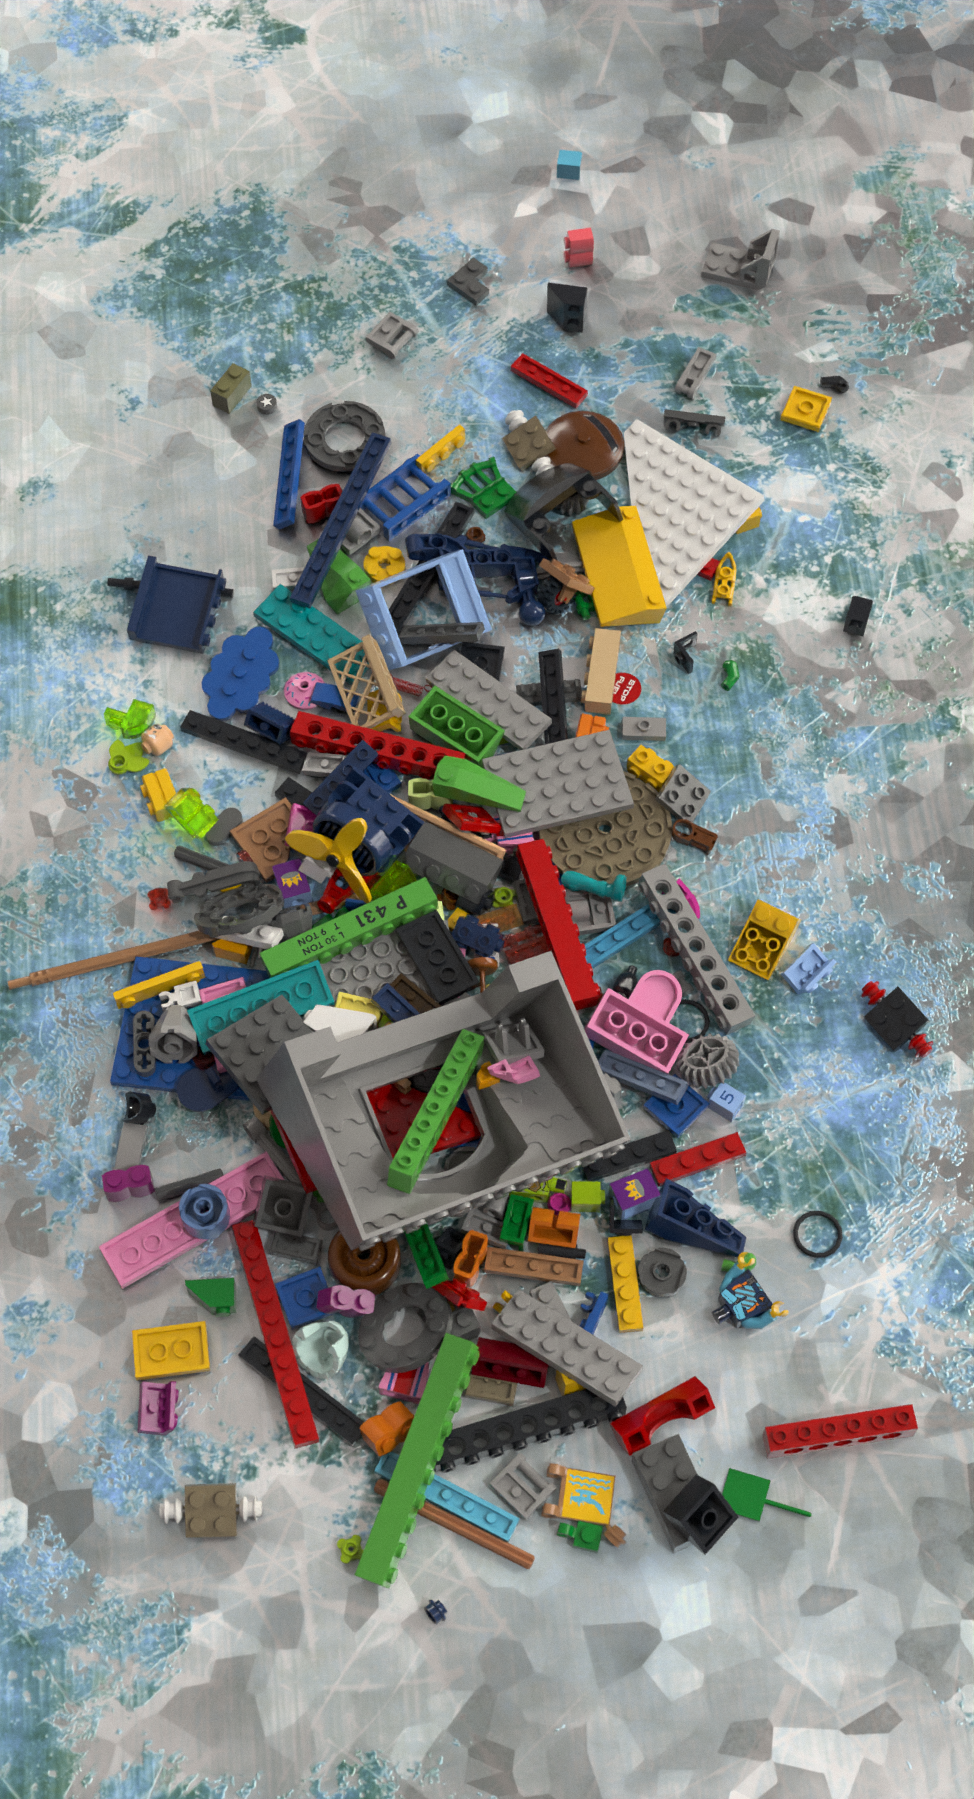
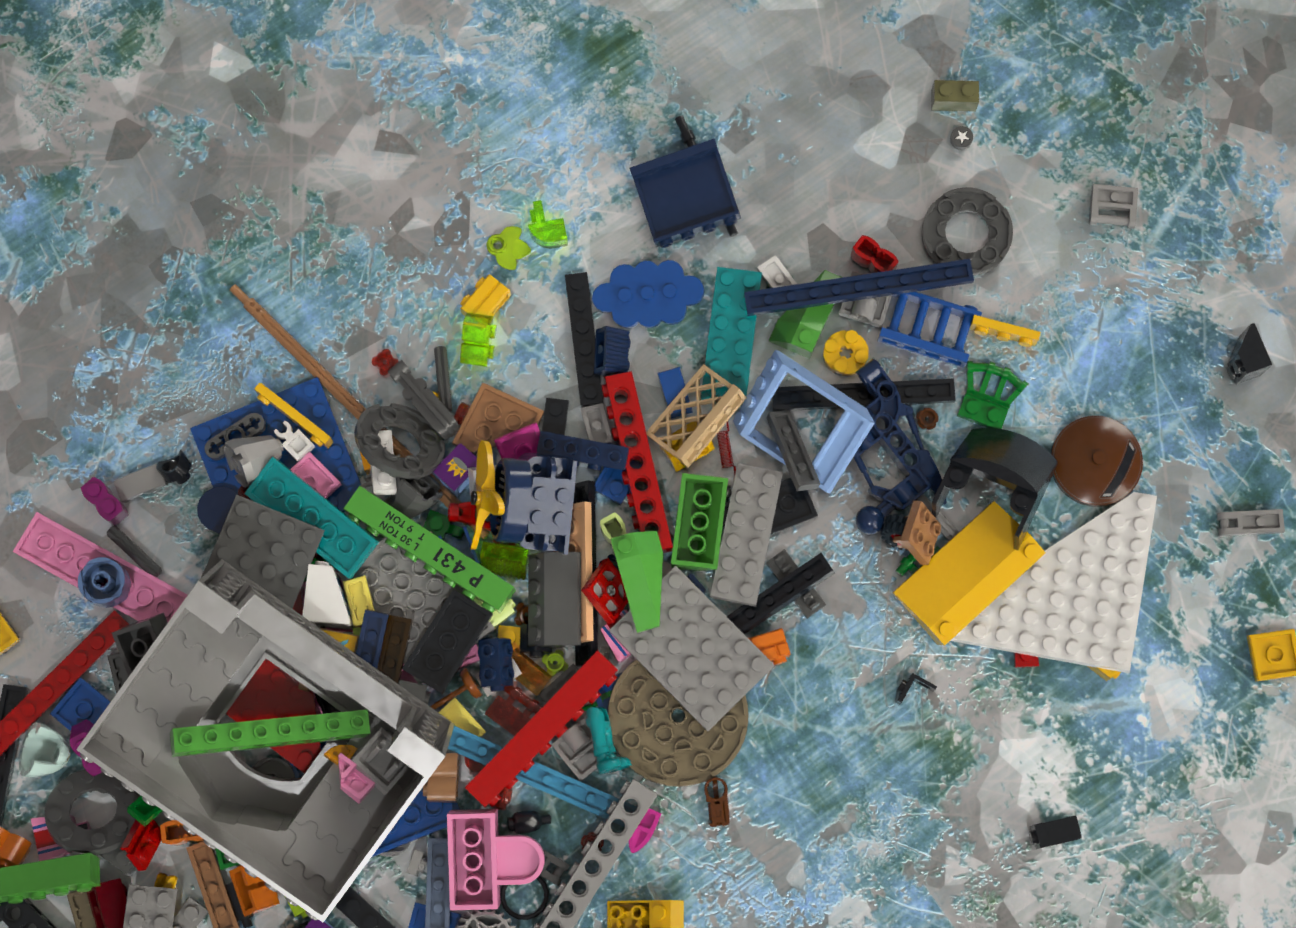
camera: 60 degrees right, 15 degrees up
(157, 739) = (537, 263): light nougat head -> none
(214, 1294) = (45, 633): green slope -> none
(220, 831) = (493, 375): dark grey tile -> none
(289, 474) = (892, 206): blue plate -> none
(298, 696) = (664, 348): bright pink dish -> none
(467, 282) = (1224, 237): dark grey plate -> none
(528, 442) = (1063, 408): dark tan plate -> none
(549, 380) = (1152, 386): red plate -> none
(602, 671) = (845, 621): tan brick -> none
(626, 689) = (842, 649): red sticker -> none
(644, 728) = (808, 693): light grey plate -> none
(649, 767) = (763, 730): yellow brick -> none
(682, 794) = (751, 769): plate -> none
(694, 420) = (1191, 552): dark grey plate -> none
(725, 574) = (1025, 679): yellow piece -> none
(733, 675) = (917, 745): green arm -> none

